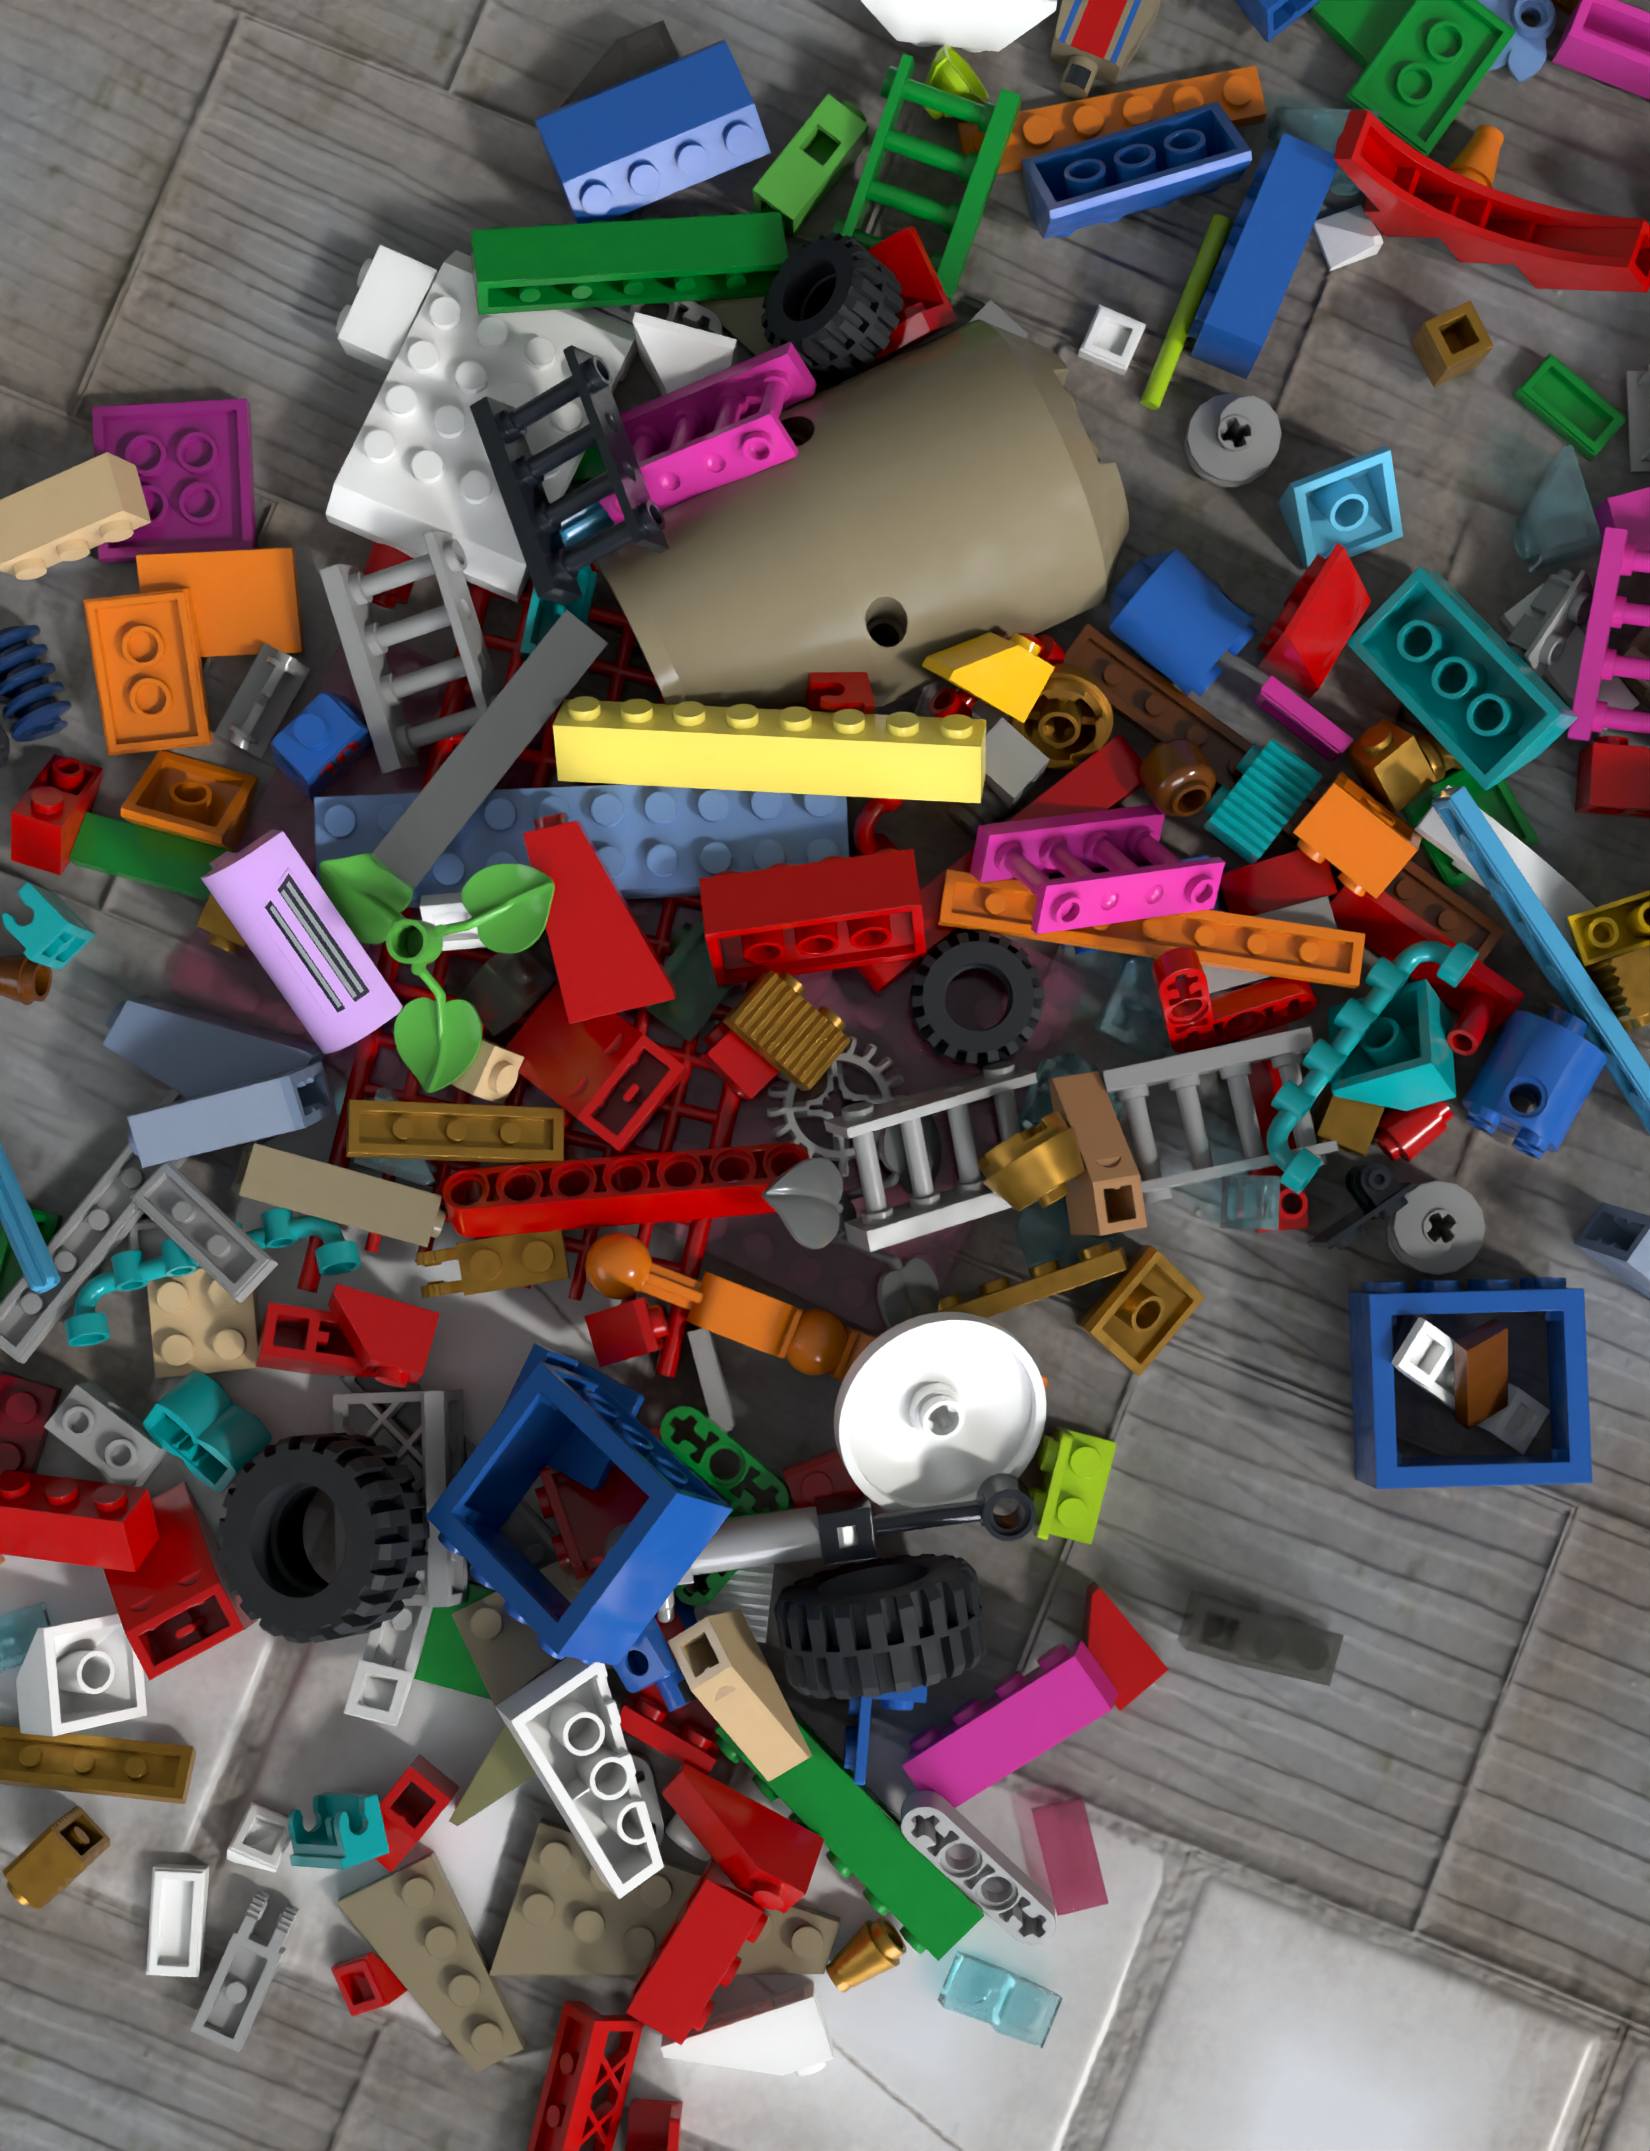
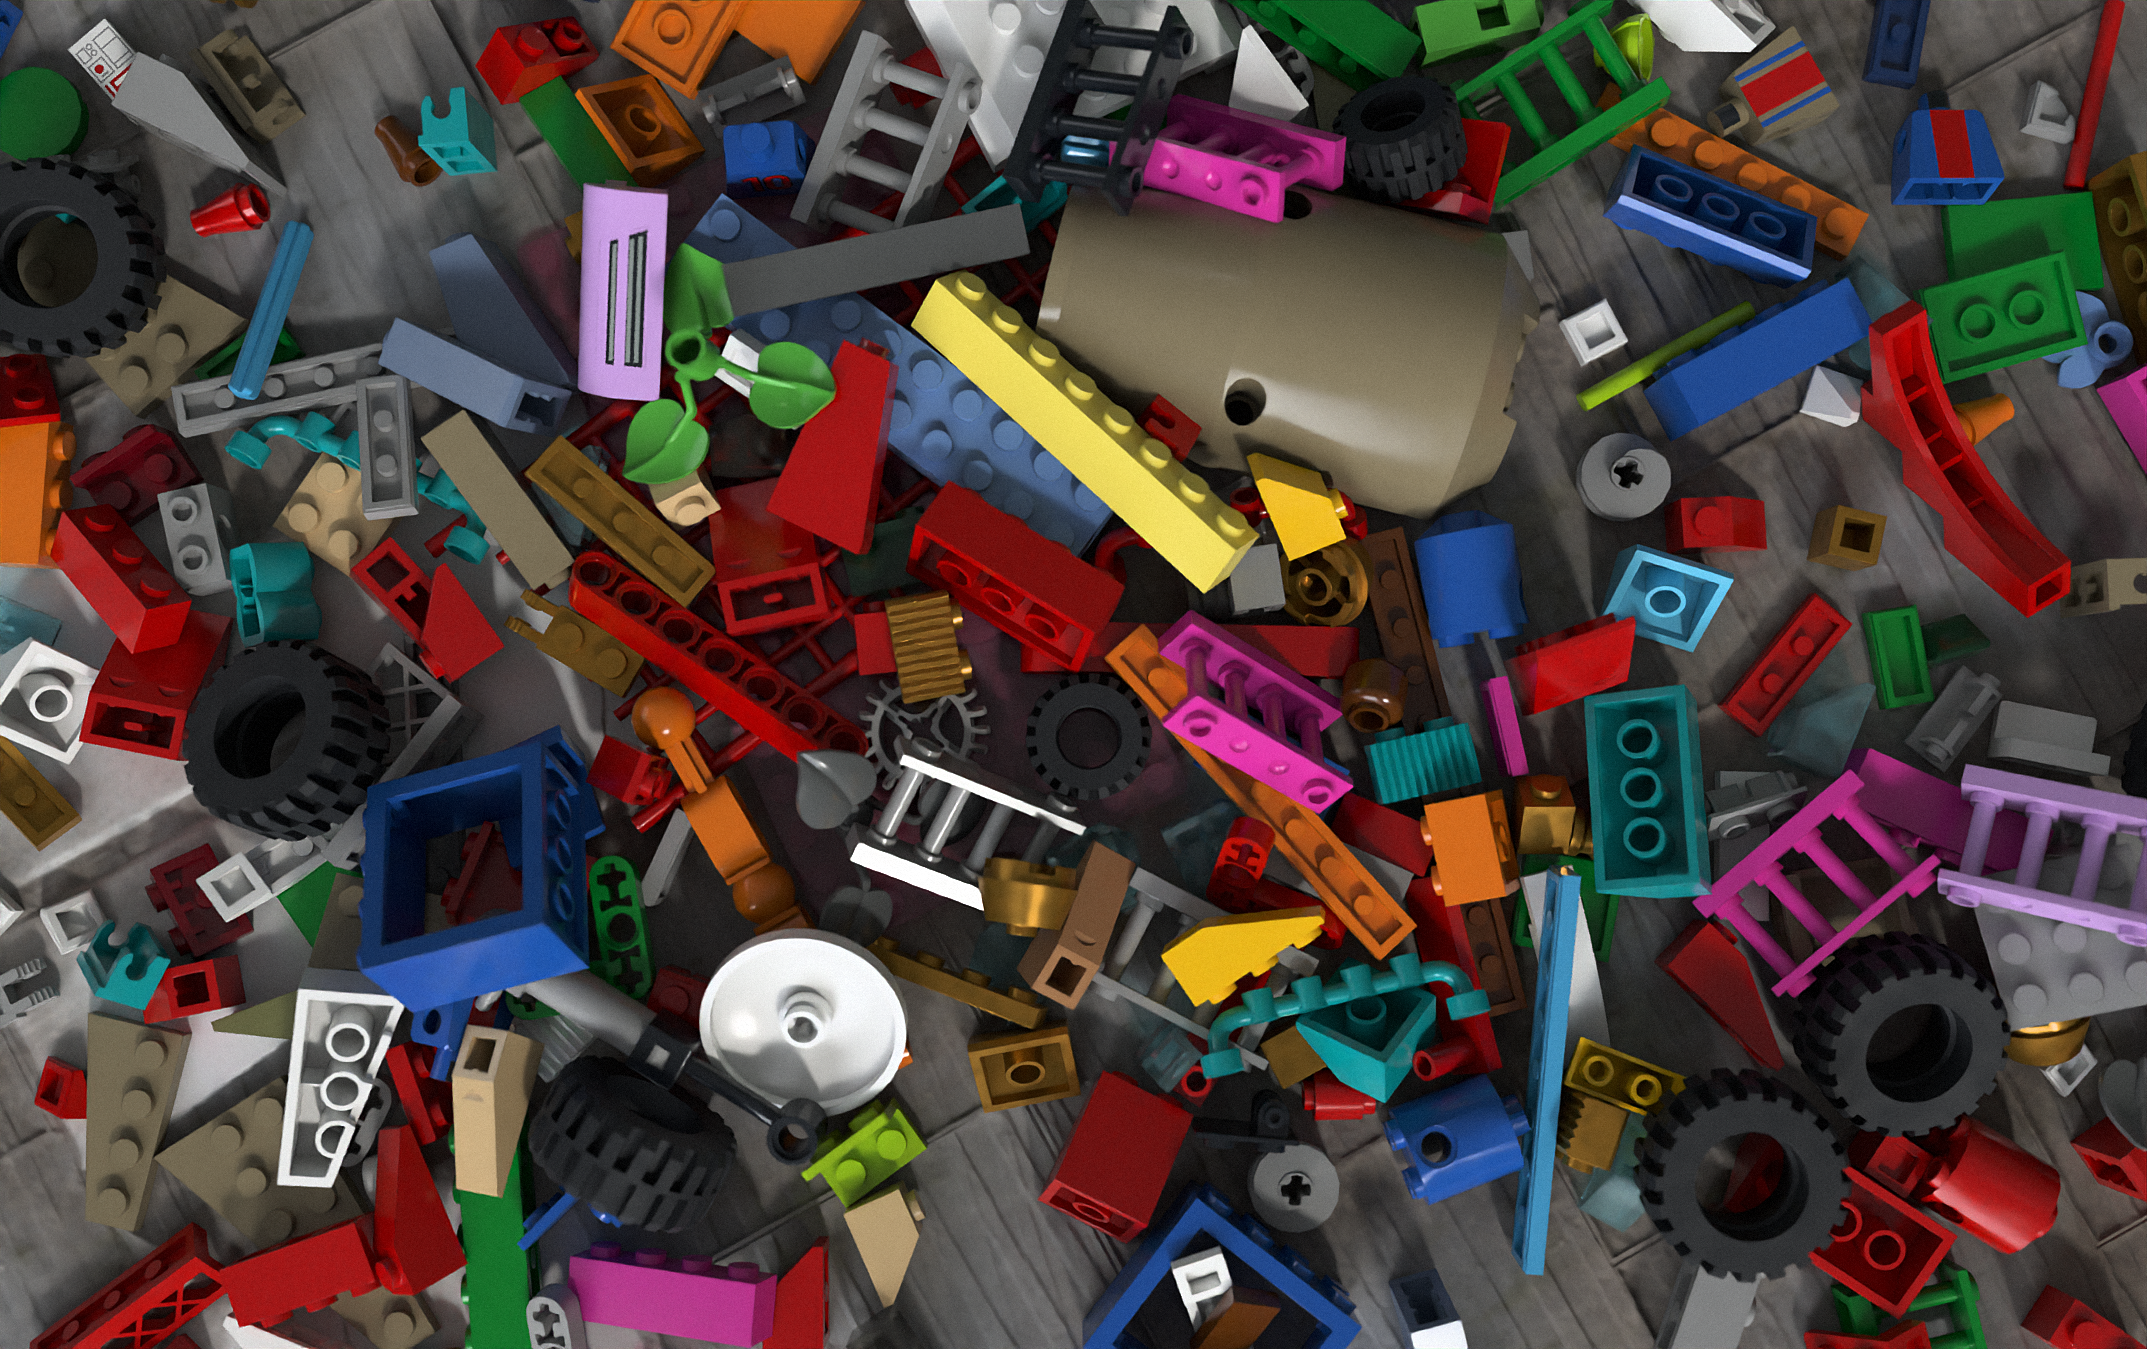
camera: 45 degrees right, 0 degrees up
(350, 1744) = (197, 922): none -> dark red bracket
(1143, 1537) = (886, 1233): none -> tan slope
(1229, 1075) = (1229, 946): none -> yellow slope
(1276, 1322) = (1117, 1156): none -> red slope
(1337, 418) = (1715, 525): none -> red slope
(1485, 486) = (1784, 665): none -> red tile
(1602, 358) = (1952, 640): none -> clear green slope

